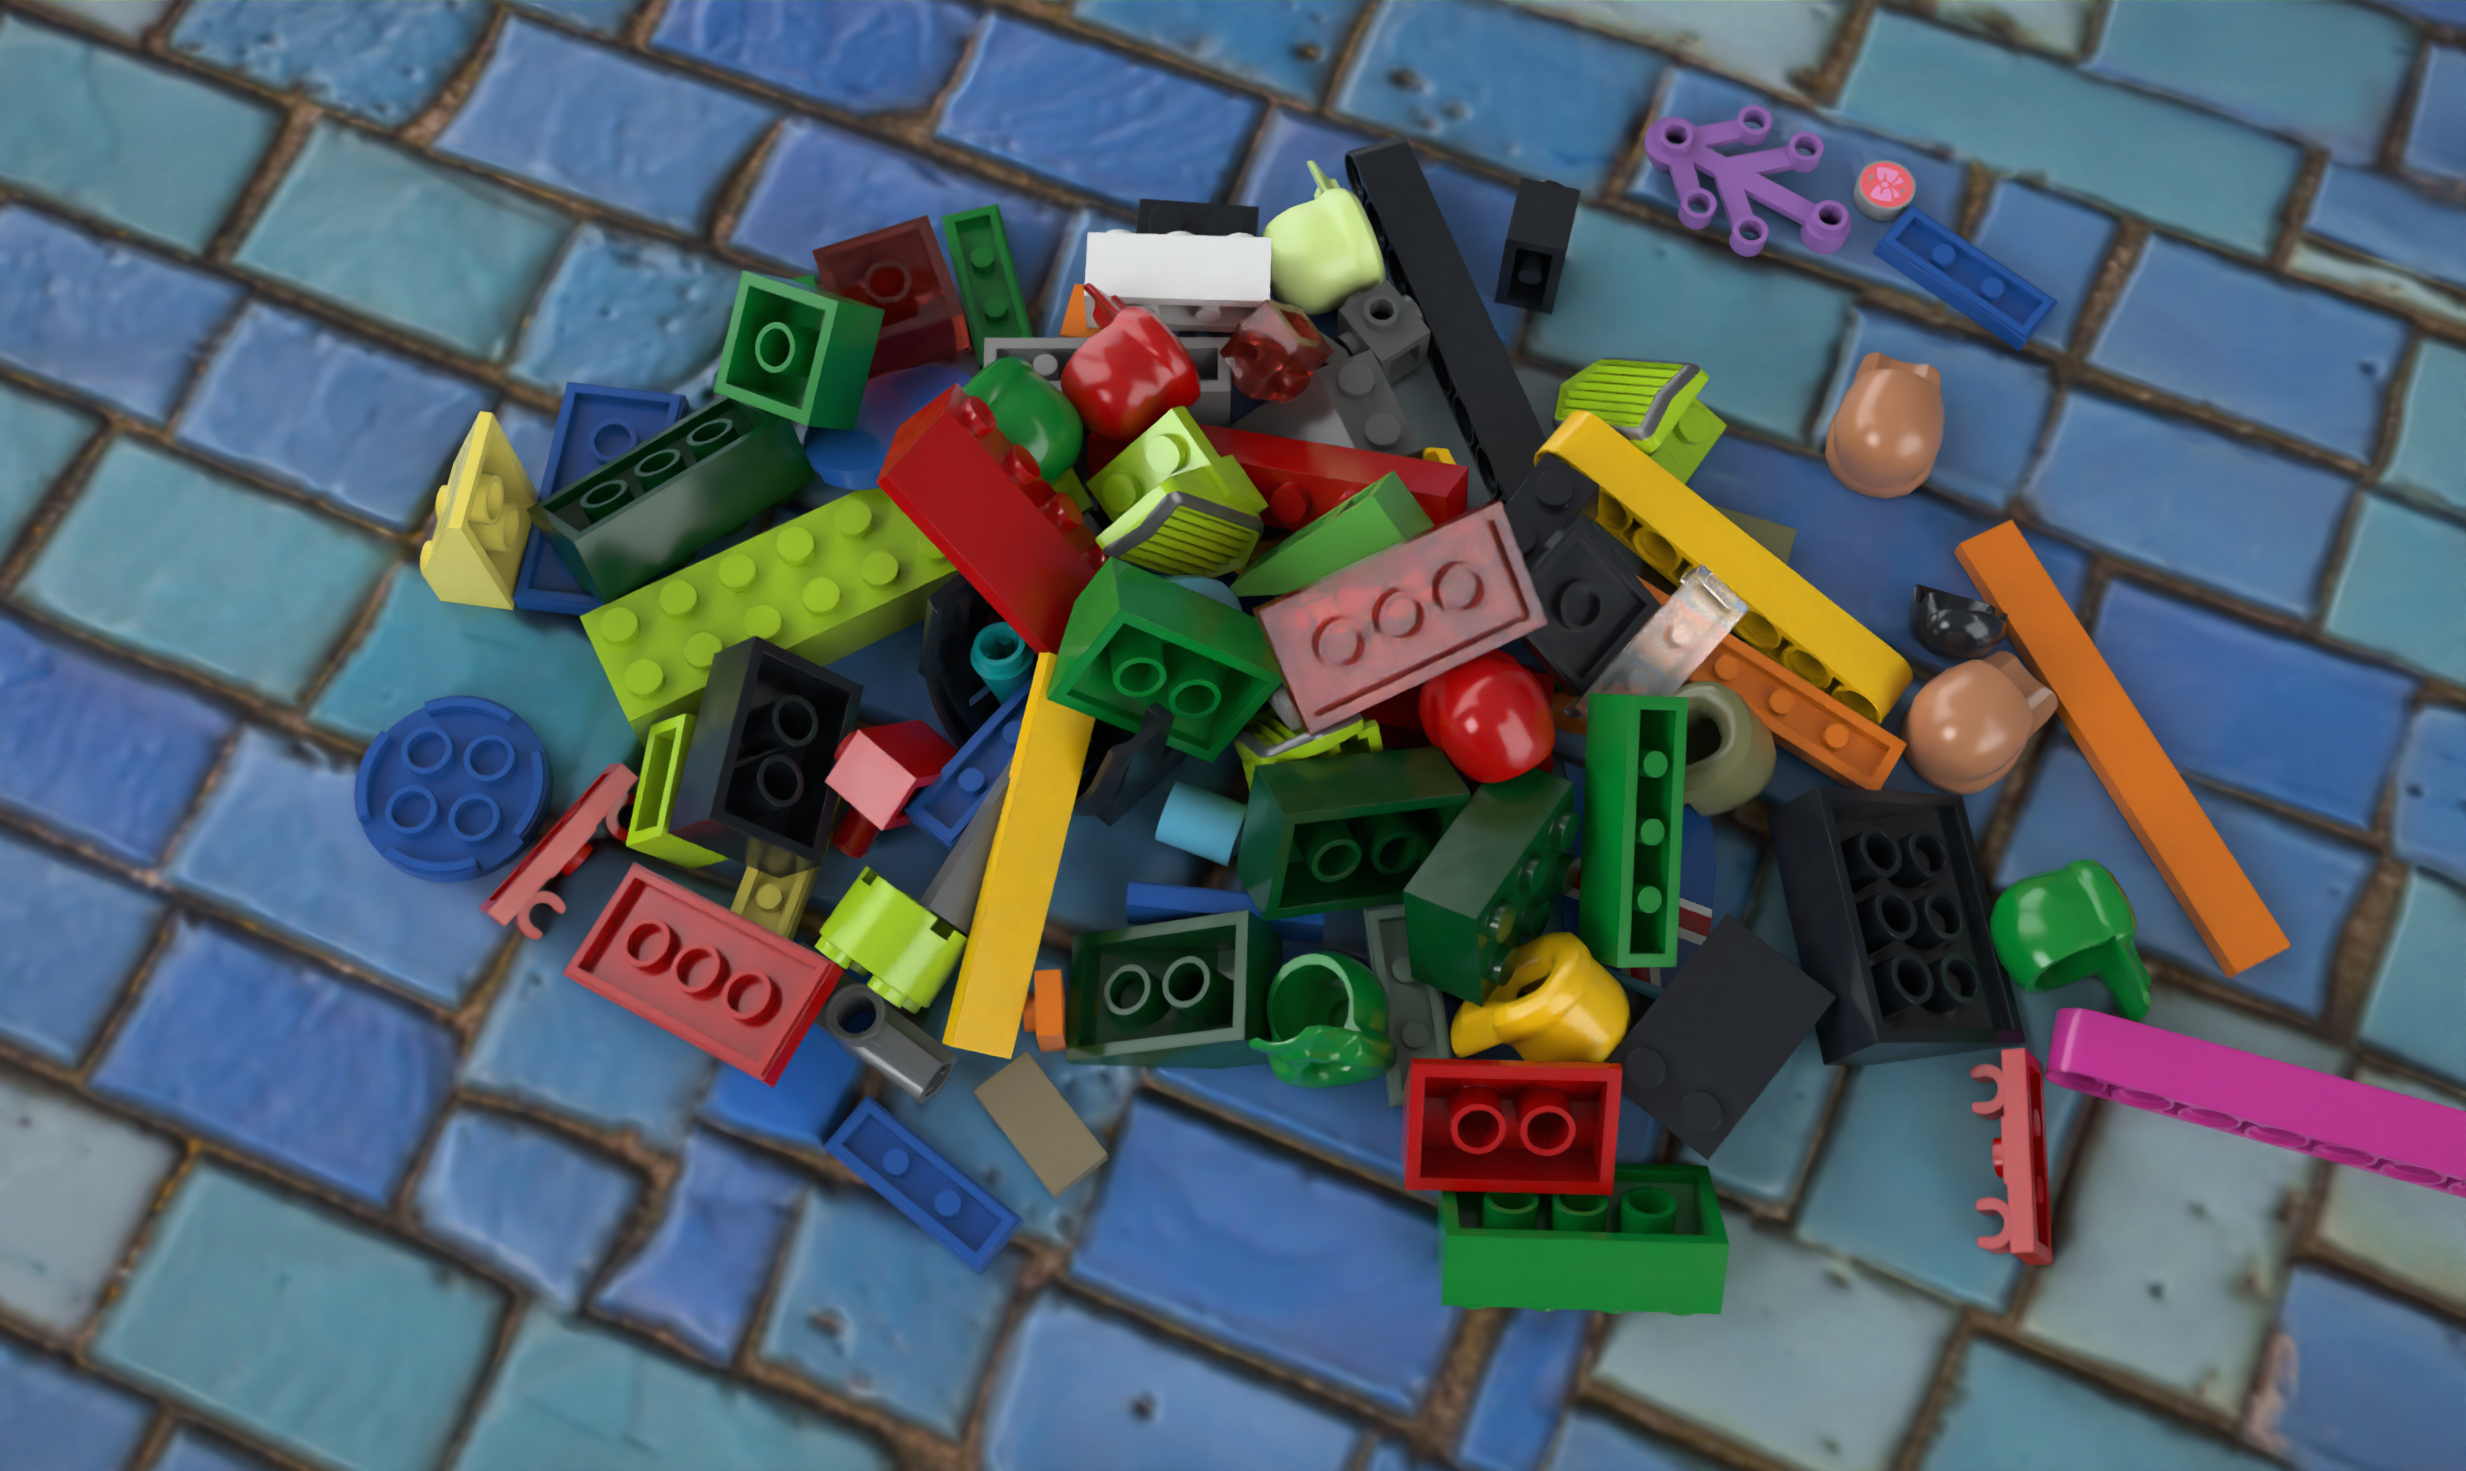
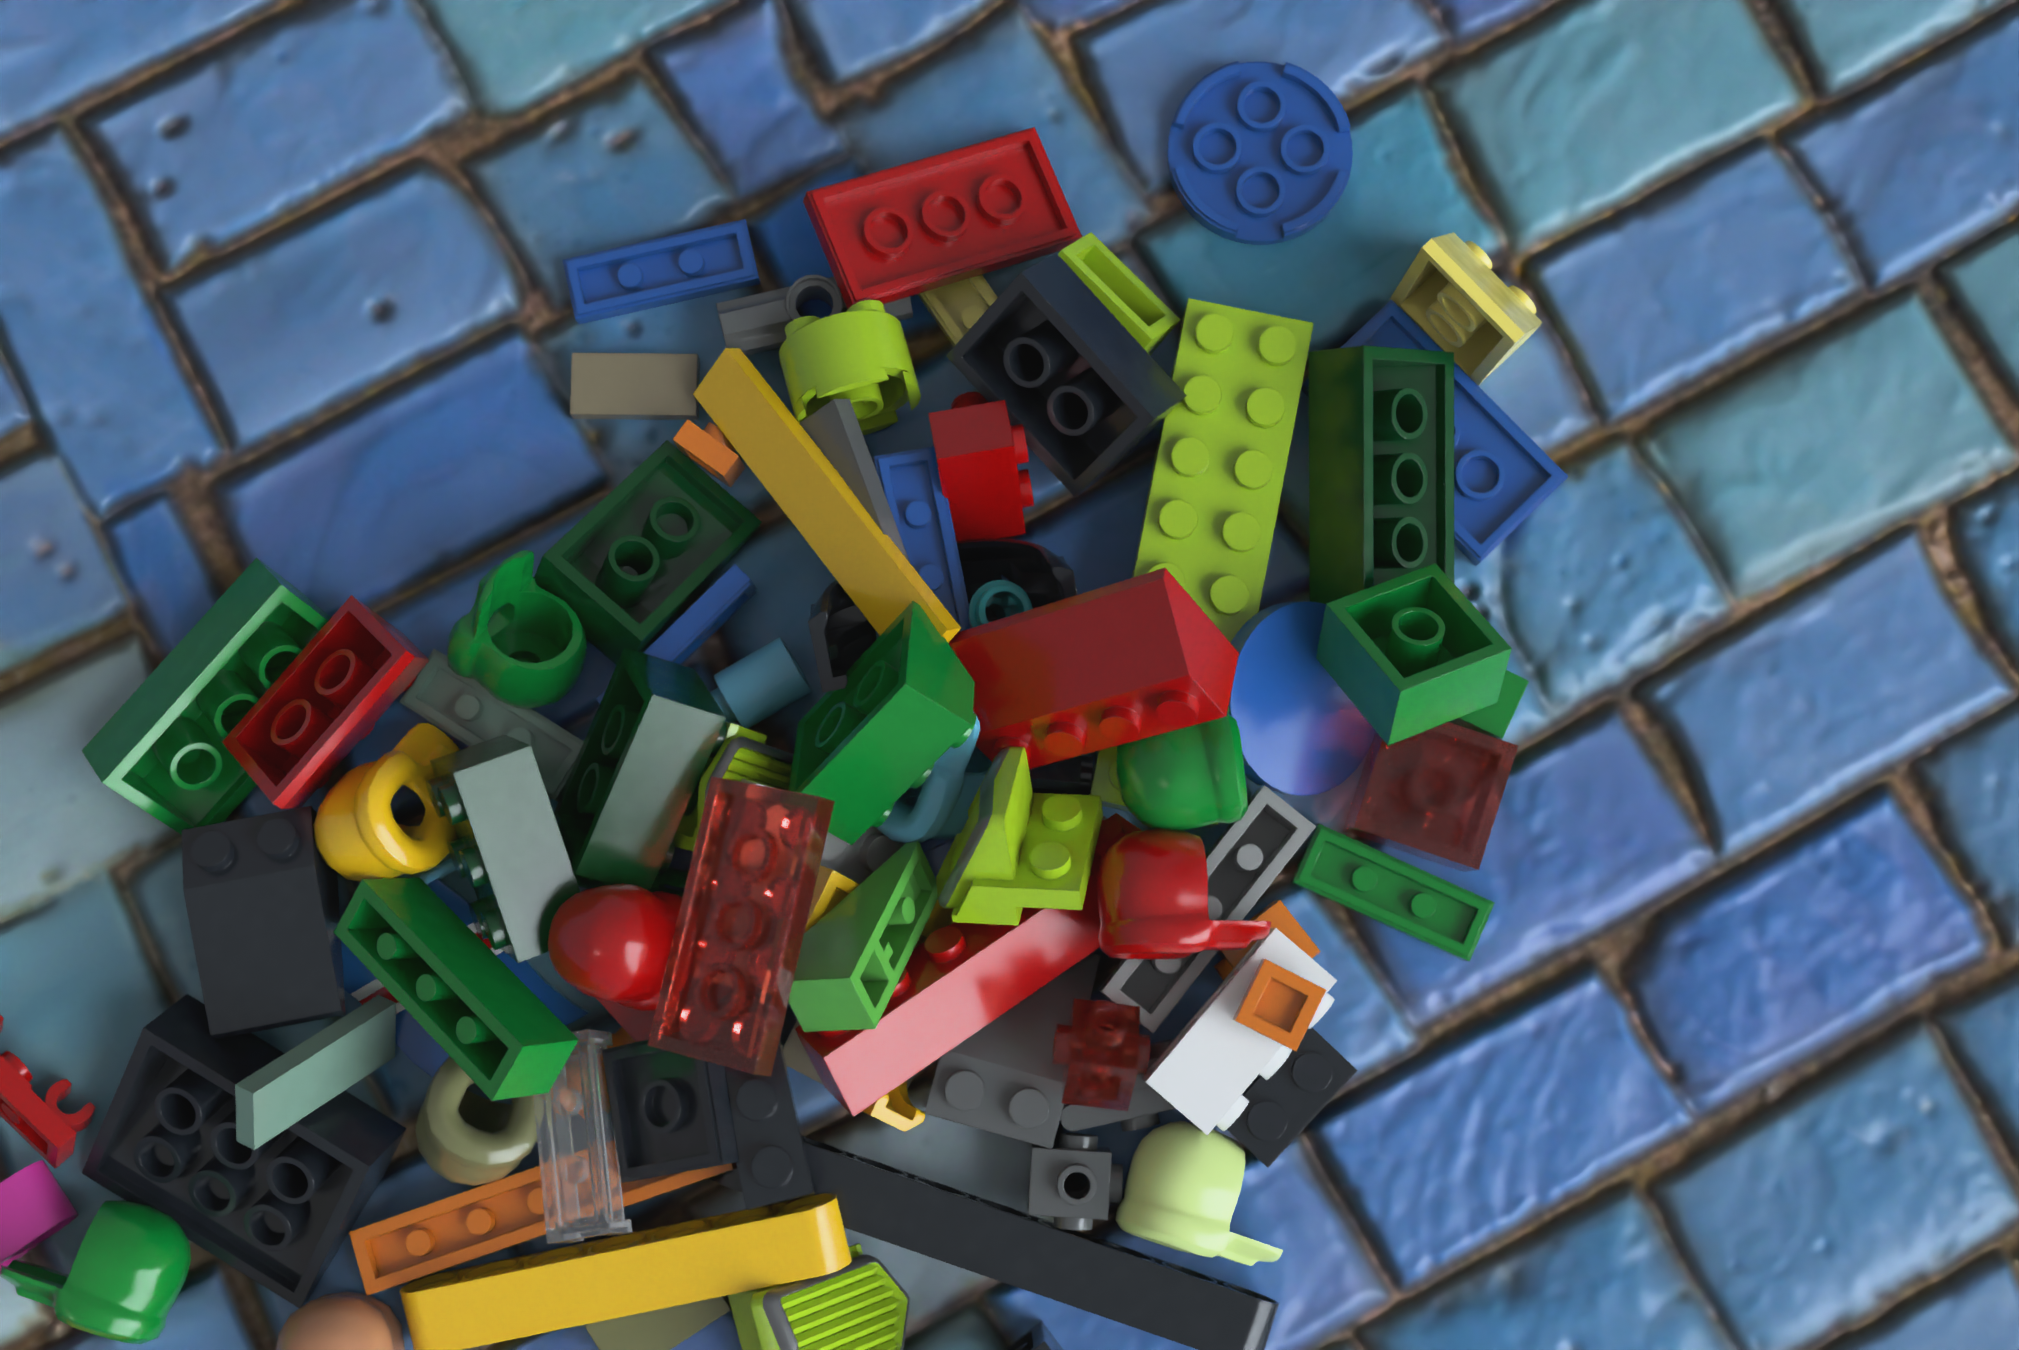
camera: 125 degrees right, 15 degrees up
(561, 850) = (1135, 189): plate -> none
(1138, 244) = (1279, 1004): none -> orange plate
(1788, 887) = (314, 1072): none -> sand green tile

